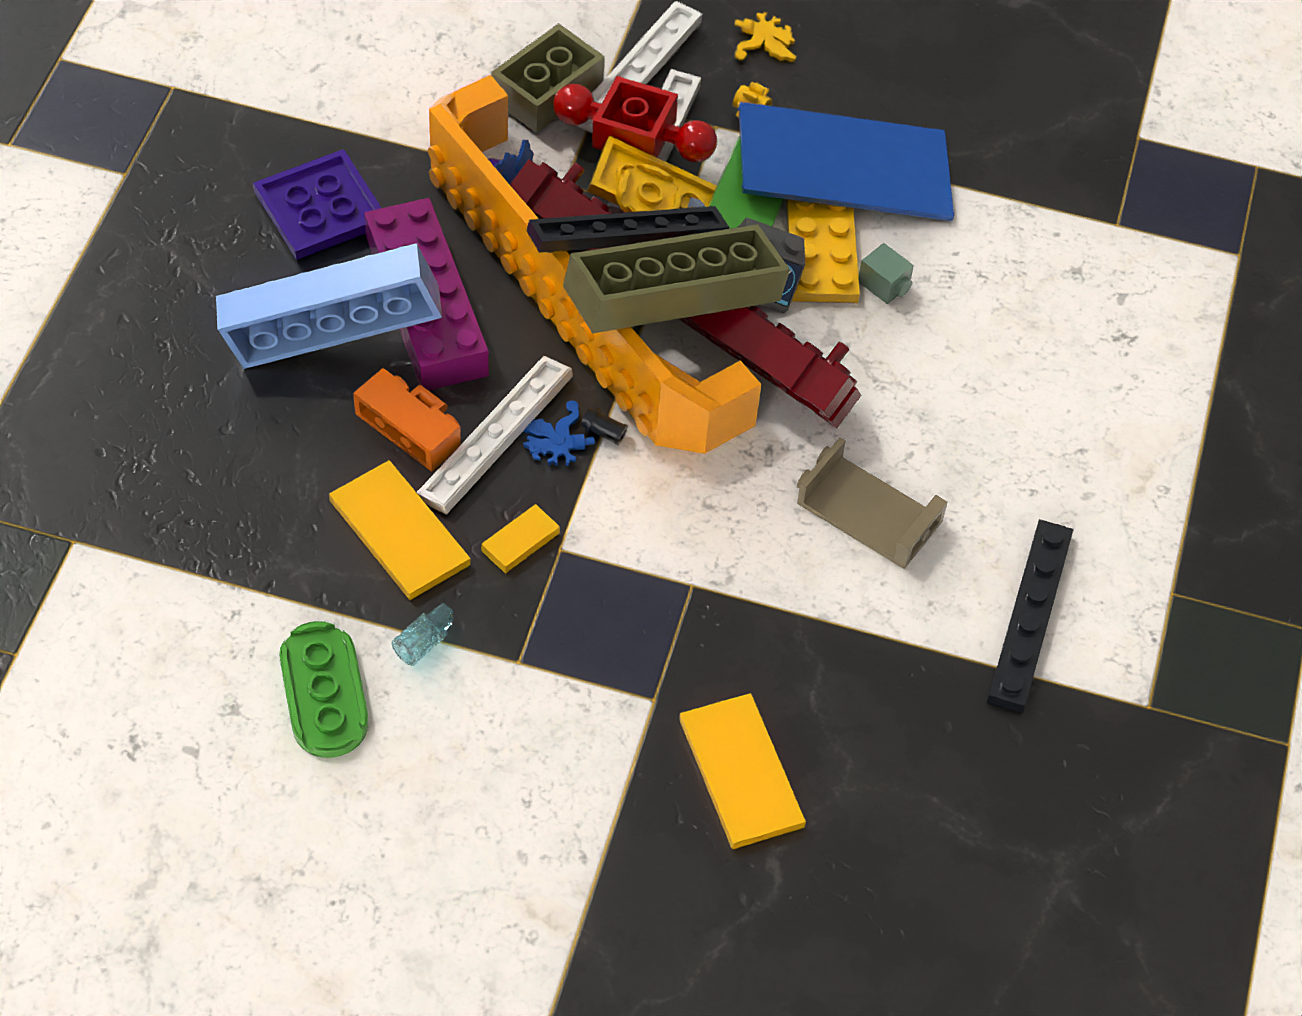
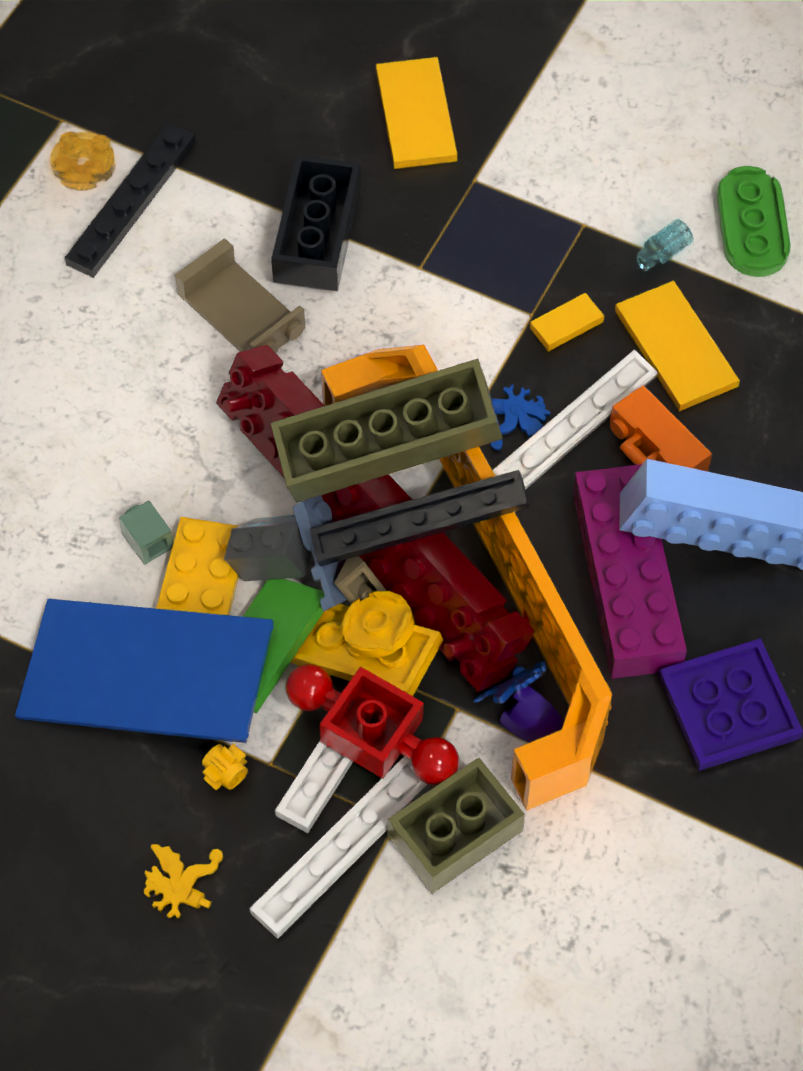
camera: 165 degrees left, 5 degrees up
(816, 590) = (316, 223): none -> black brick
(1106, 632) = (82, 145): none -> clear yellow plate

